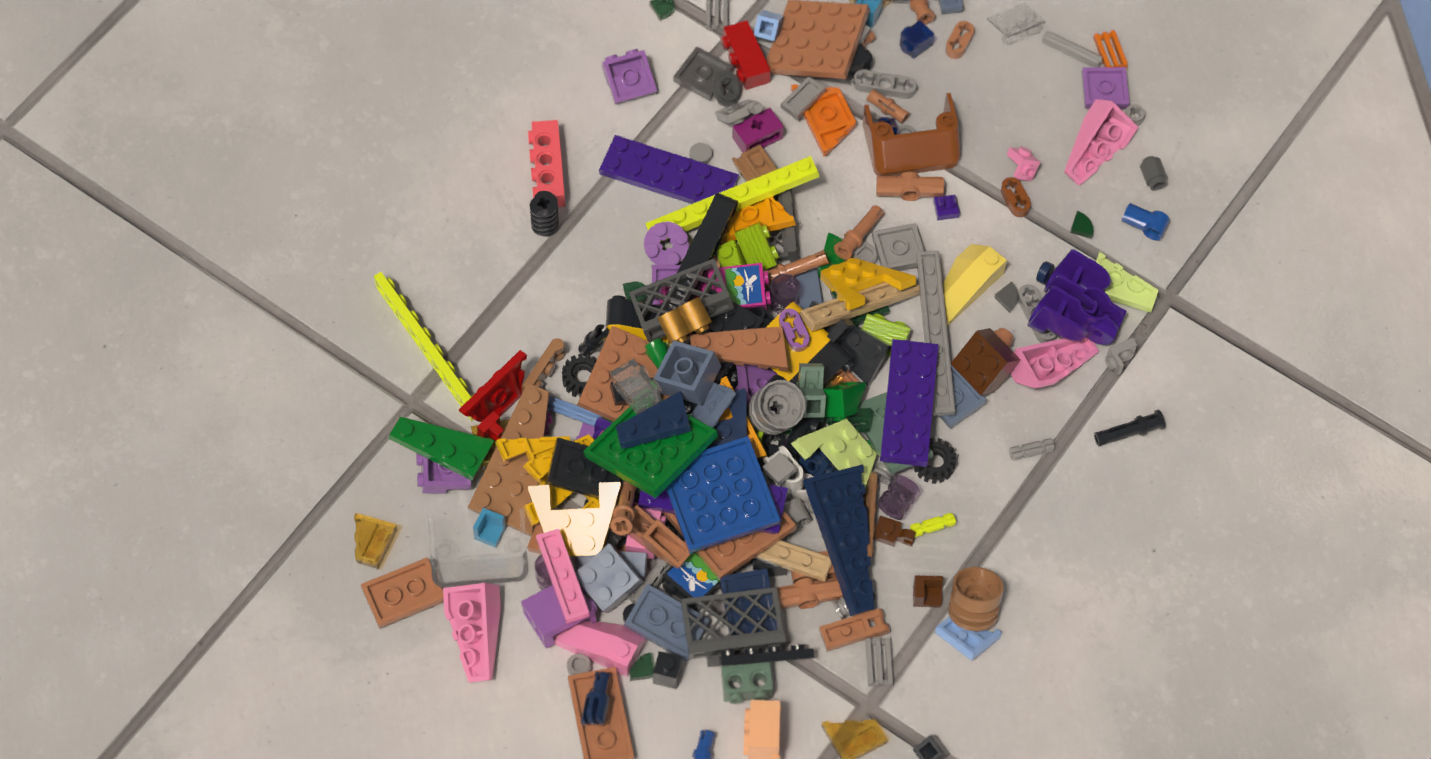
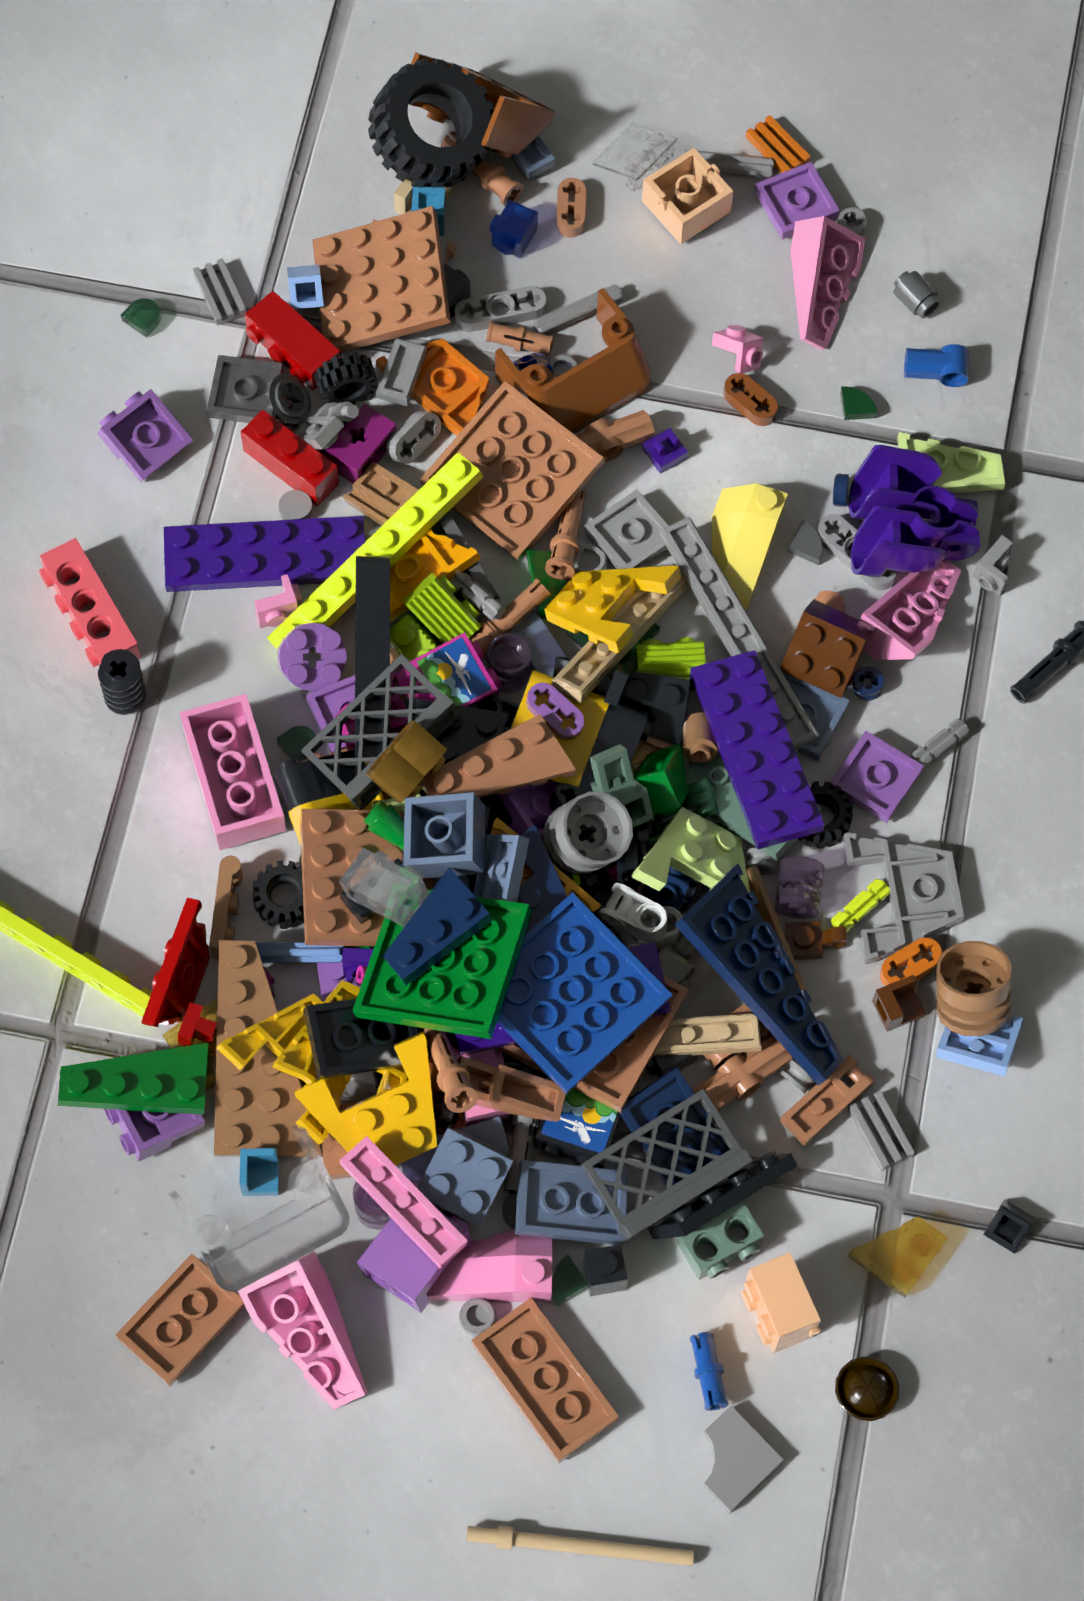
camera: 25 degrees left, 5 degrees up
(372, 540) = (99, 1261): clear yellow wing -> none
(584, 290) = (233, 772): none -> bright pink brick
(593, 340) = (279, 838): black pin -> none
(597, 701) = (533, 1361): dark blue arm -> none
(659, 207) = (276, 608): none -> bright pink bracket
(710, 123) = (289, 457): none -> red brick
(766, 88) = (346, 379): none -> black tyre
(779, 469) = (632, 919): light grey tile -> none
(783, 246) = (478, 595): none -> light grey axle
(792, 141) = (411, 434): none -> light grey beam
(849, 184) = (527, 467): none -> nougat plate
(877, 385) = (698, 739): none -> medium nougat brick
(931, 103) = (574, 311): none -> light grey axle
(946, 568) = (907, 956): none -> orange beam
(974, 532) = (921, 894): none -> light grey wing
(981, 452) = (877, 776): none -> medium lavender plate
(1007, 401) = (876, 679): none -> dark blue bush
(1035, 58) = (687, 195): none -> light nougat brick

